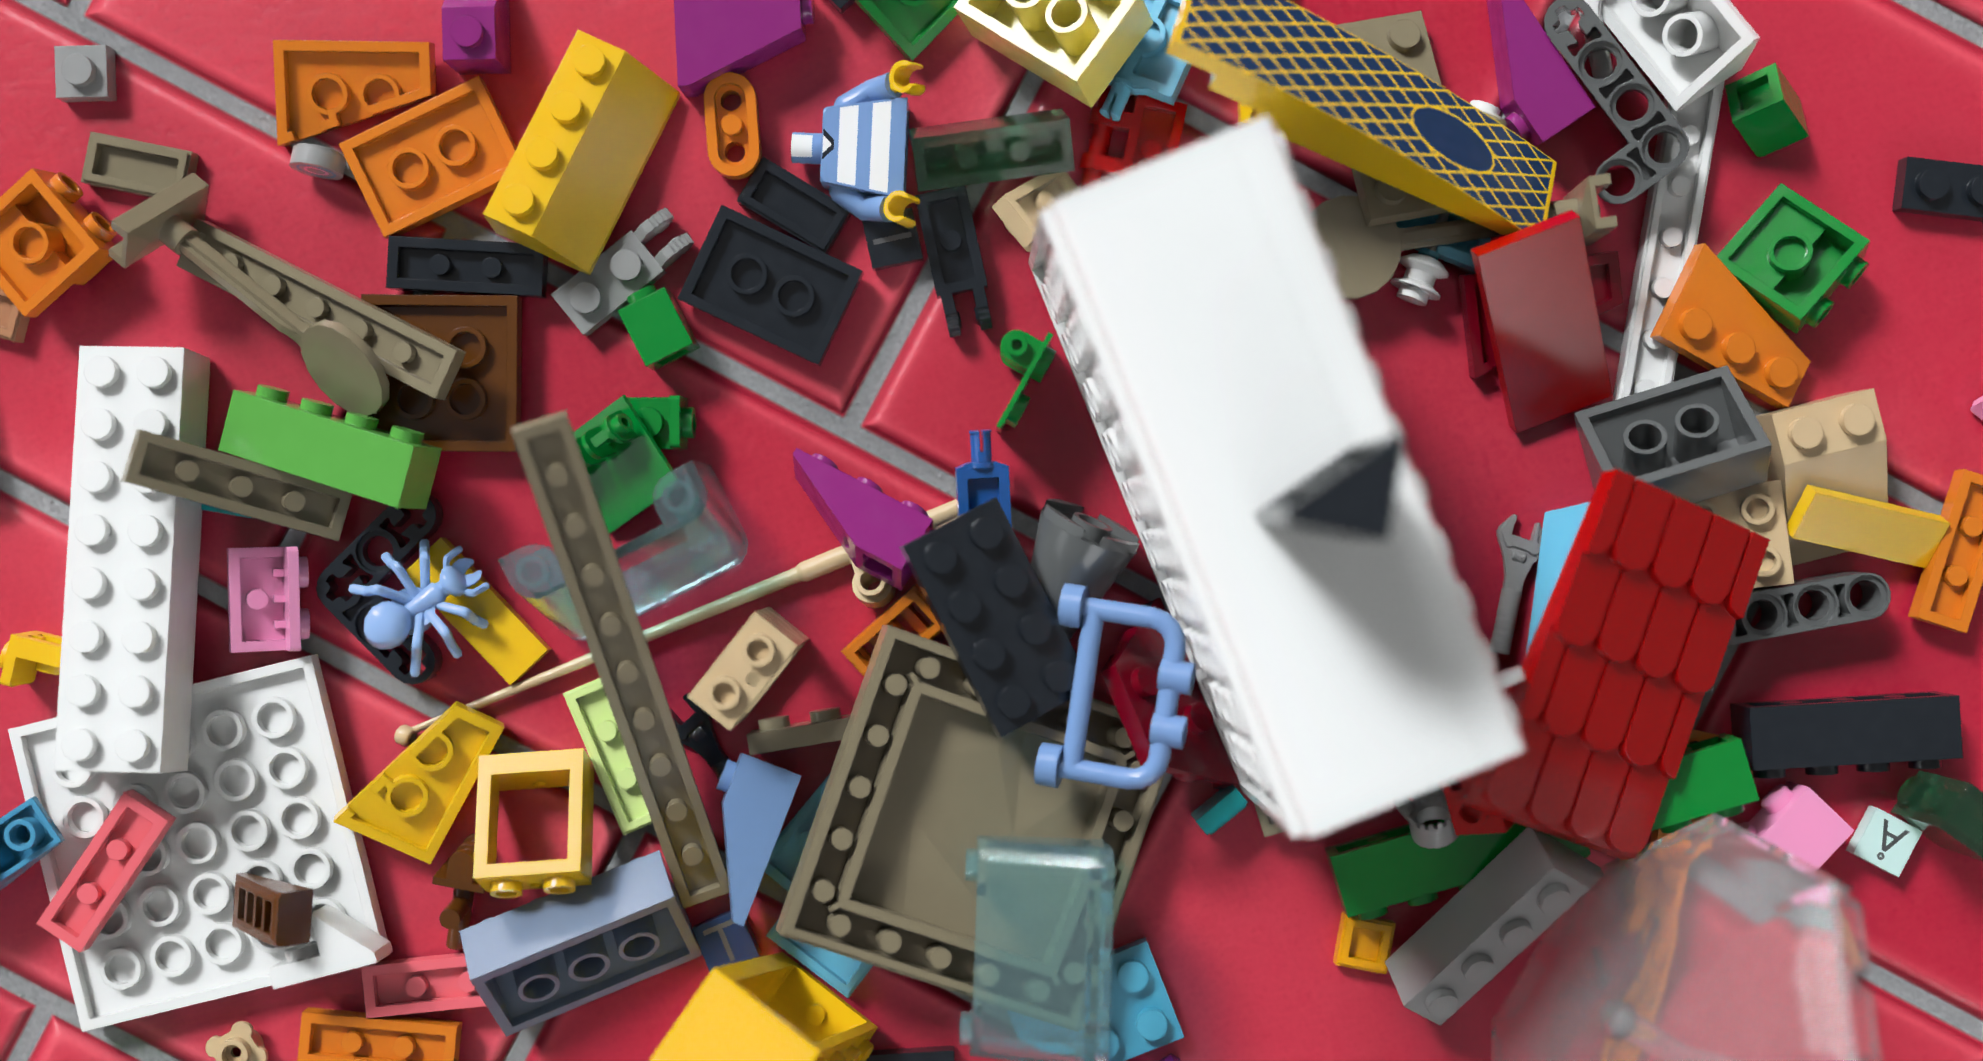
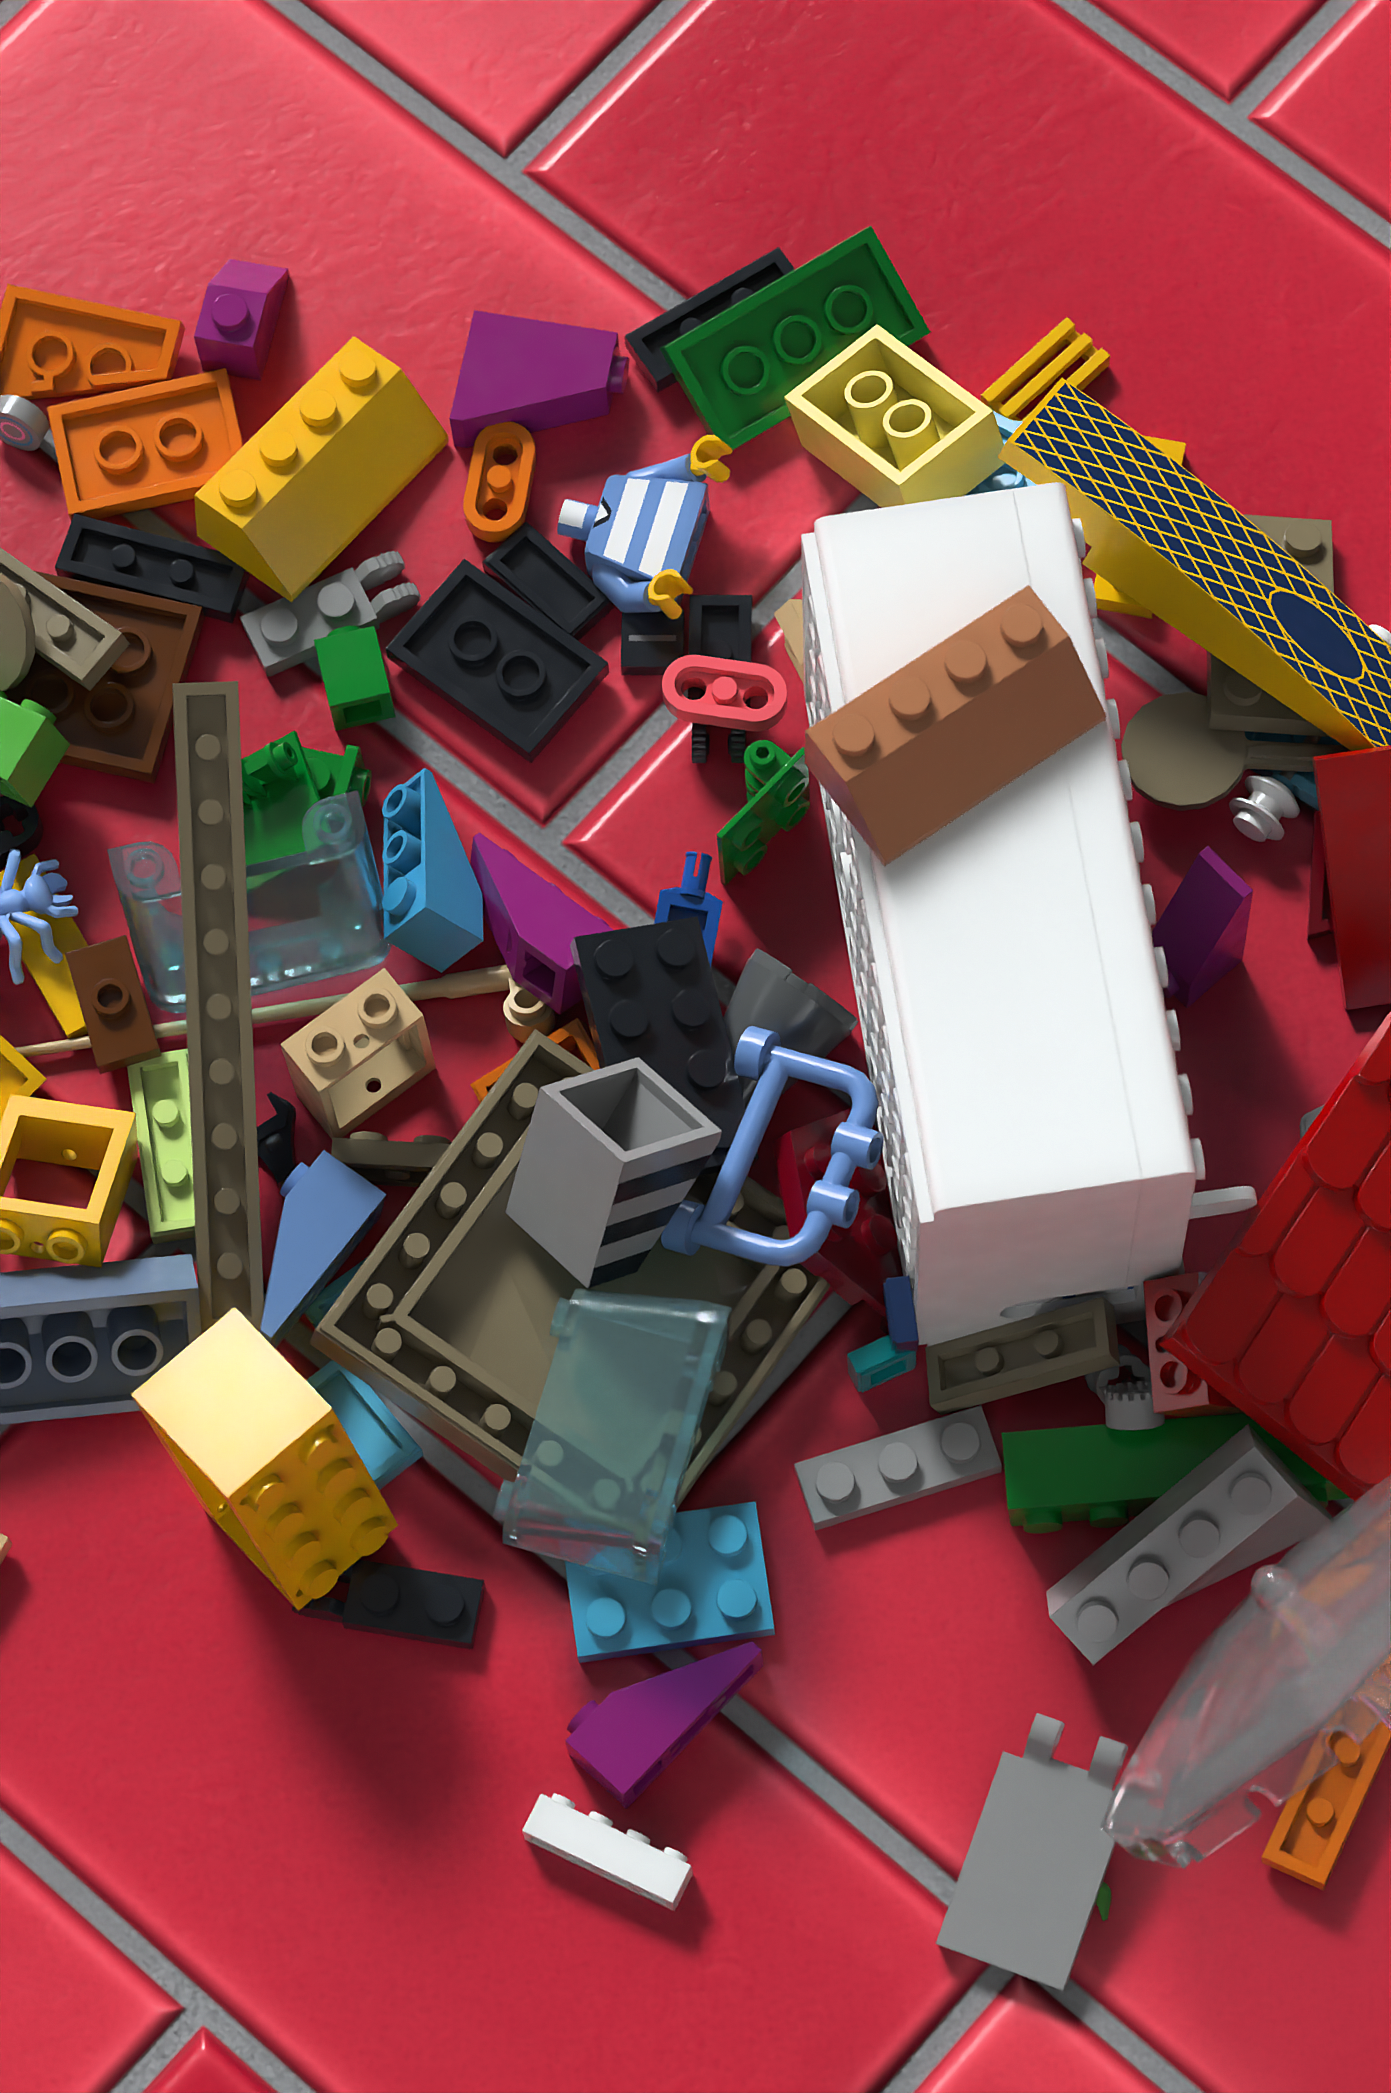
camera: 20 degrees right, 20 degrees down
(539, 657) = (113, 1004): none -> reddish brown plate
(766, 497) = (428, 882): none -> dark azure slope
(966, 279) = (726, 689): none -> coral plate
(983, 743) = (607, 1168): none -> light grey slope
(991, 149) = (749, 556): brick -> none
(1233, 388) = (954, 725): none -> nougat slope
(1236, 793) = (900, 1314): none -> dark blue tile
(1246, 886) = (897, 1467): none -> light grey plate
(1346, 497) = (1024, 826): black slope -> none
(1364, 943) = (1026, 1569): light orange tile -> none
(1415, 398) = (1203, 927): none -> magenta slope

